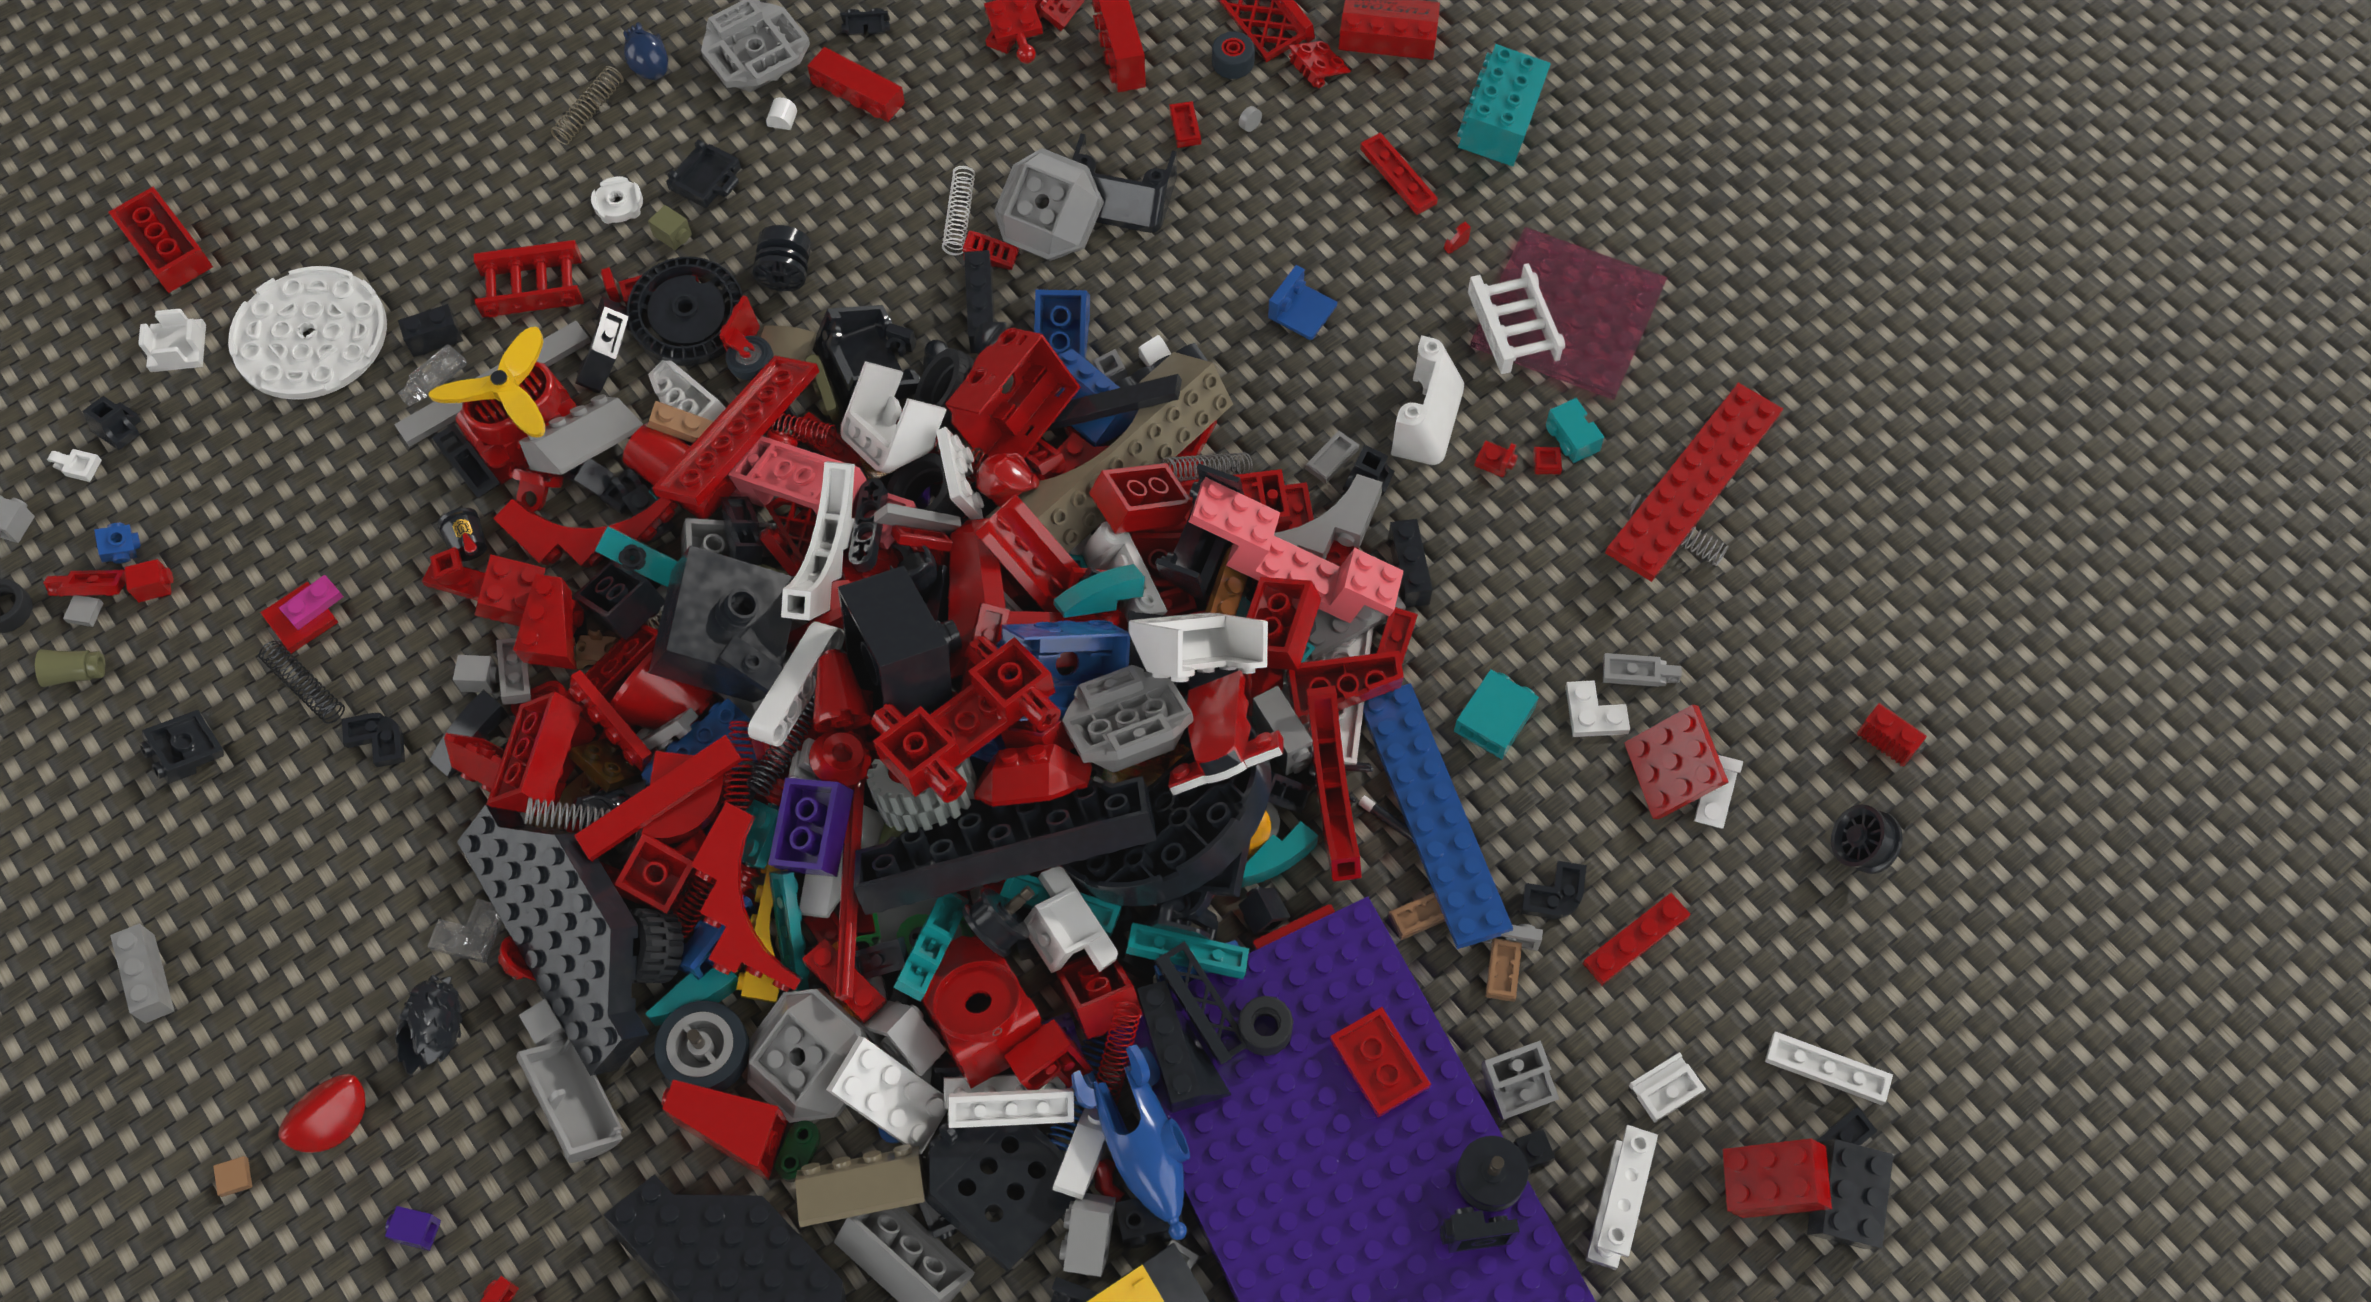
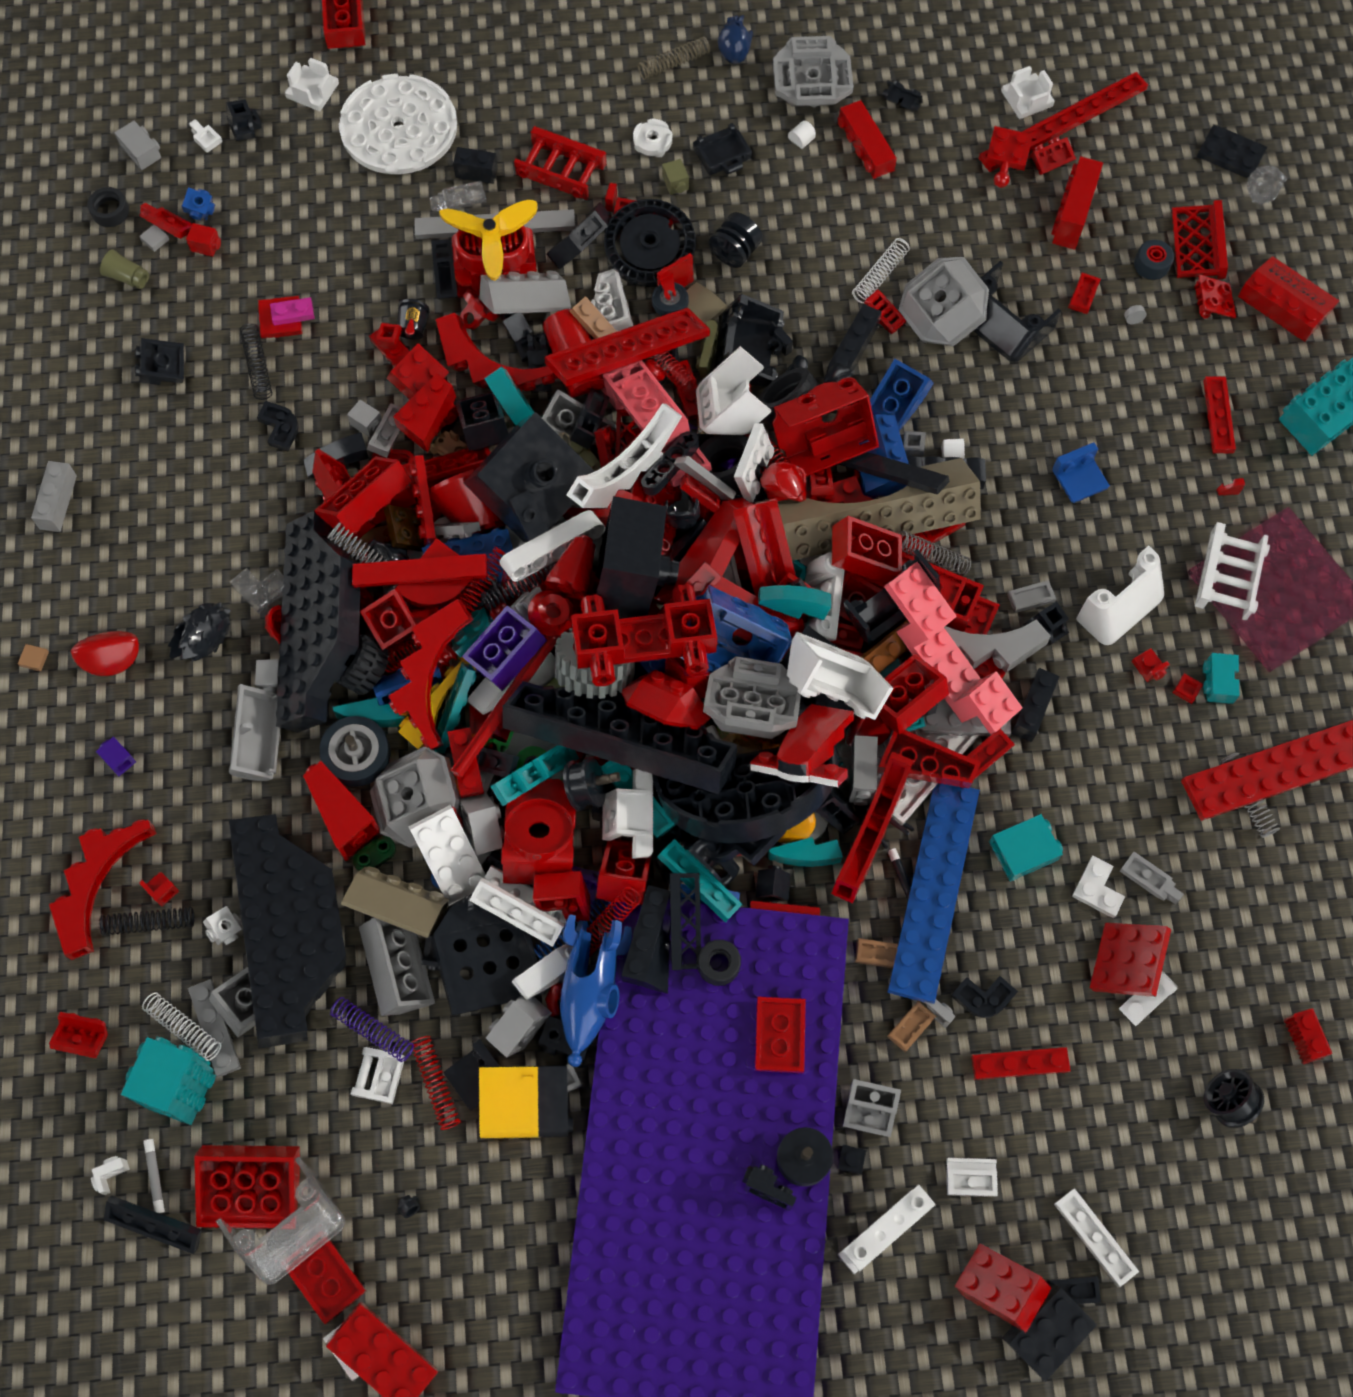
camera: 30 degrees right, 5 degrees up
(632, 550) = (506, 391): black plate -> none

